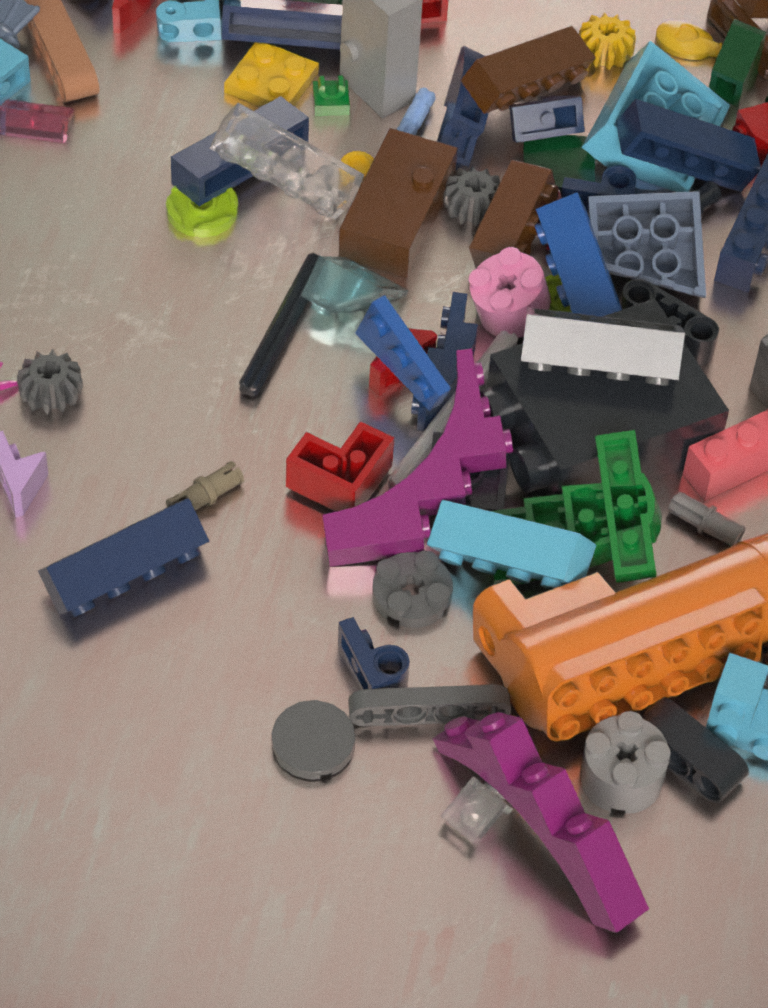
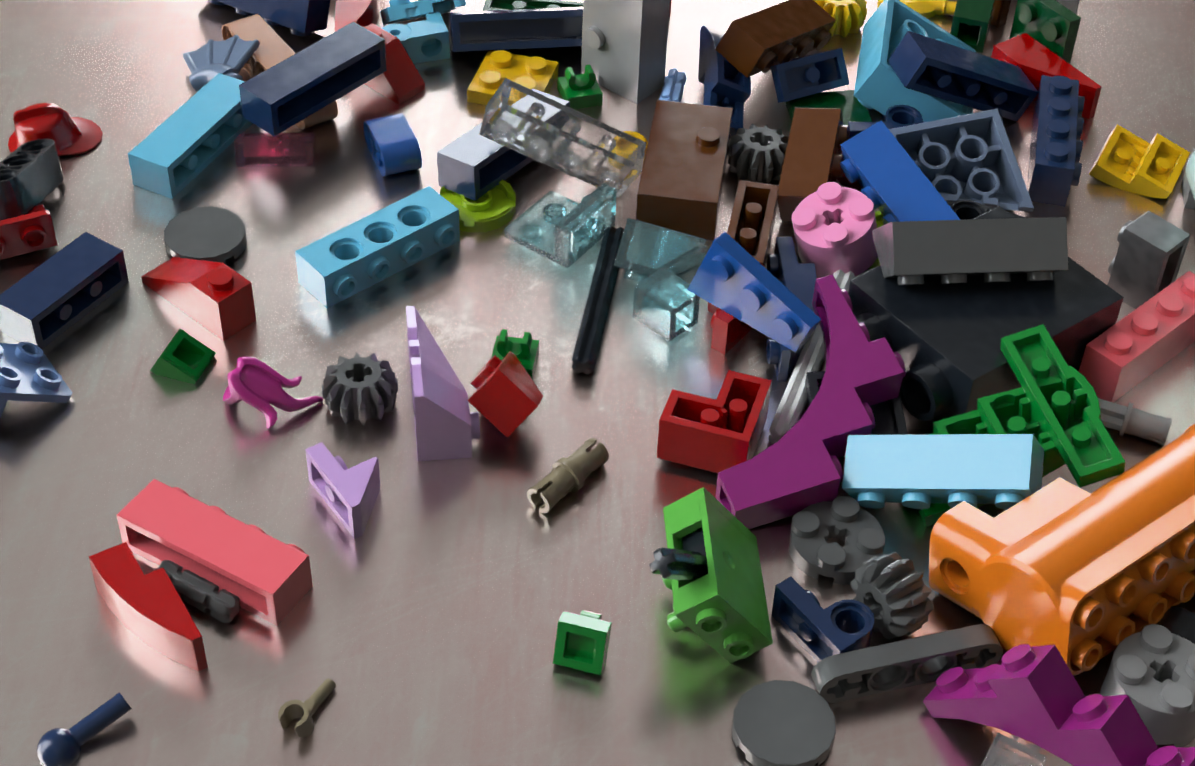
camera: 10 degrees left, 10 degrees down
(78, 59) = (313, 78): none -> dark blue brick
(100, 242) = (377, 246): none -> medium azure brick
(108, 400) = (439, 400): none -> lavender wedge
(123, 557) = (497, 557): dark blue brick -> none
(139, 134) = (392, 144): none -> blue beam
(152, 43) = (401, 78): none -> red slope
(168, 407) = (505, 393): none -> red slope
(171, 640) = (582, 641): none -> green tile
(191, 371) = (524, 348): none -> green tile
(271, 245) = (563, 227): none -> clear light blue bracket
(288, 605) = (713, 576): none -> bright green piece
(335, 341) = (665, 304): none -> clear light blue brick
(432, 281) = (754, 218): none -> reddish brown brick
(433, 647) = (893, 594): none -> dark grey gear

